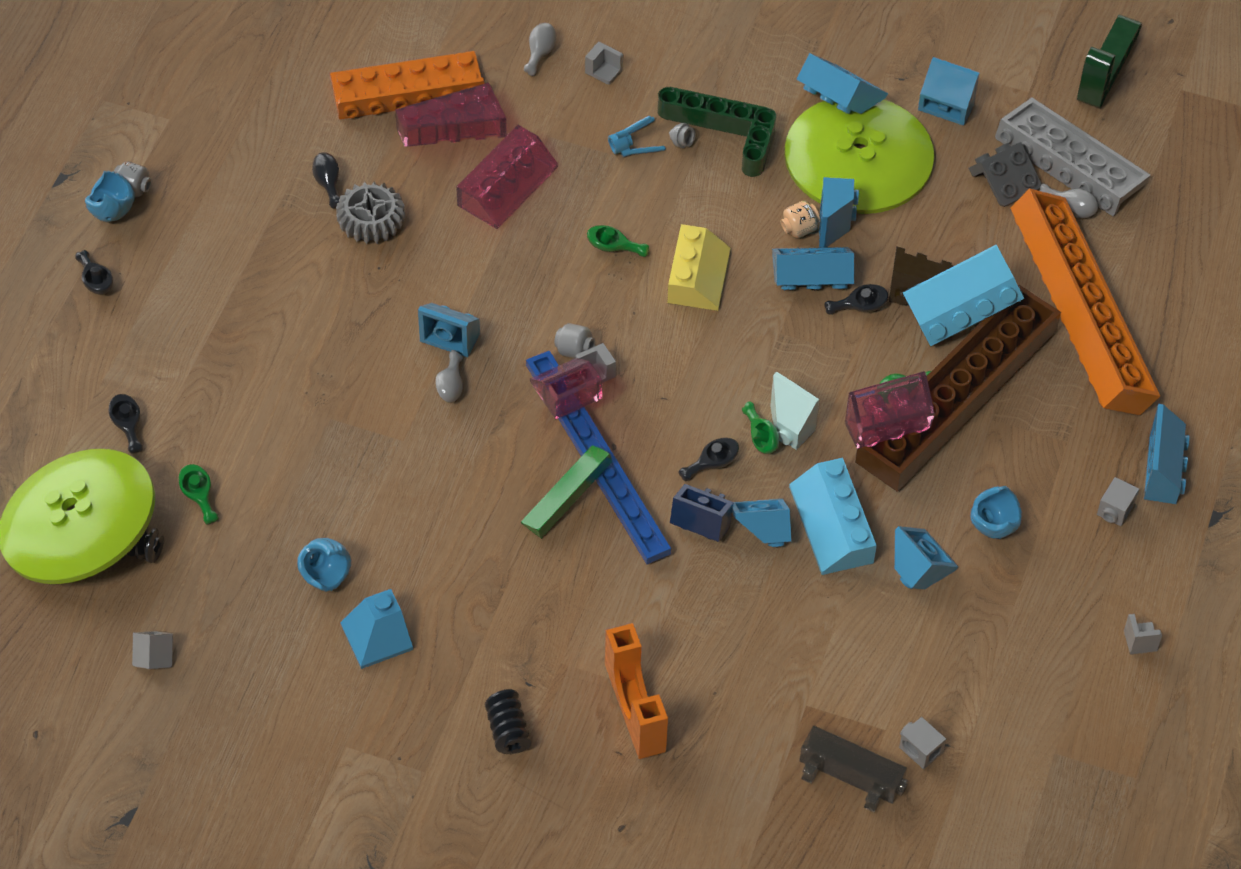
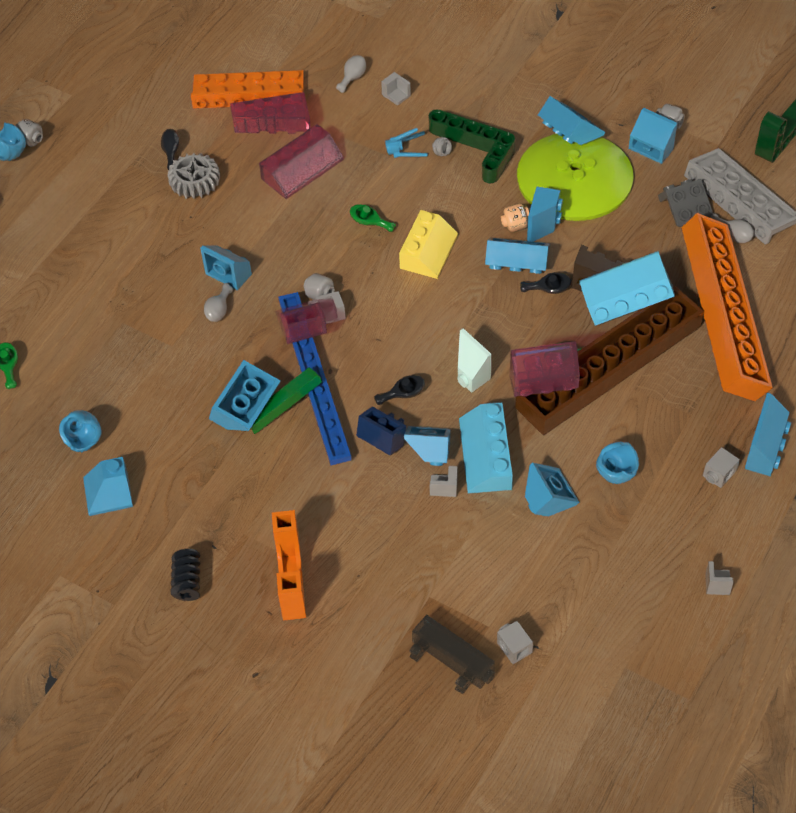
camera: 15 degrees right, 0 degrees up
(520, 495) = (243, 398): none -> dark azure slope
(763, 432) = (447, 374): green piece -> none
(793, 568) = (444, 484): none -> light grey panel
(965, 58) = (672, 112): none -> light grey head

